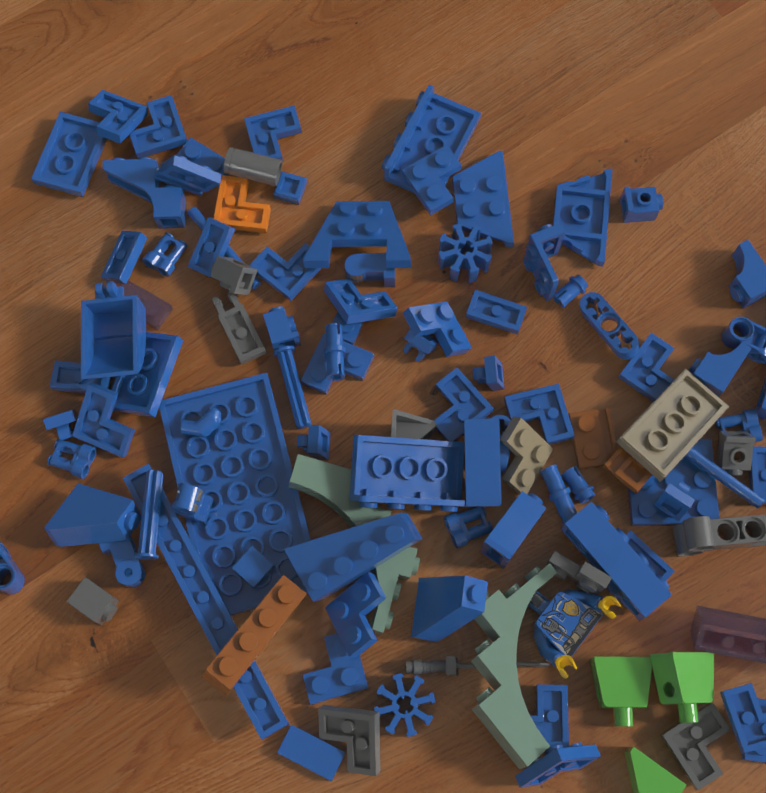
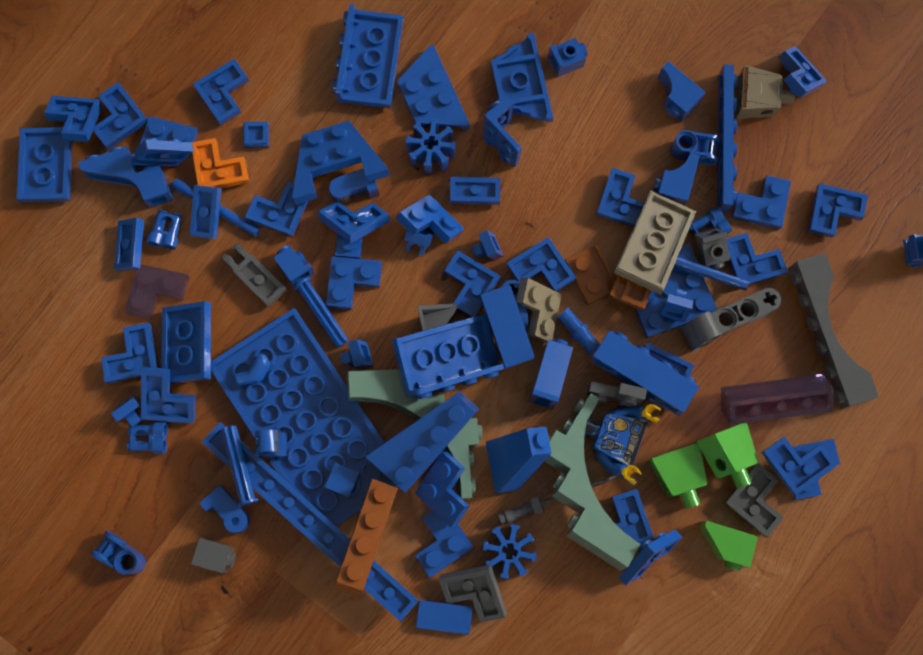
camera: 25 degrees left, 5 degrees up
(92, 518) = (187, 484): blue slope -> none
(112, 333) = (146, 318): blue piece -> none
(233, 274) = (234, 230): dark grey brick -> none
(253, 166) = (217, 126): dark grey pin -> none
(334, 352) = (348, 271): blue pin -> none
(427, 175) = (375, 91): blue plate -> none
(458, 531) = (505, 391): blue piece -> none
(570, 290) = (532, 151): blue pin -> none
(578, 485) = (592, 318): blue pin -> none
(609, 337) = (592, 176): blue beam -> none

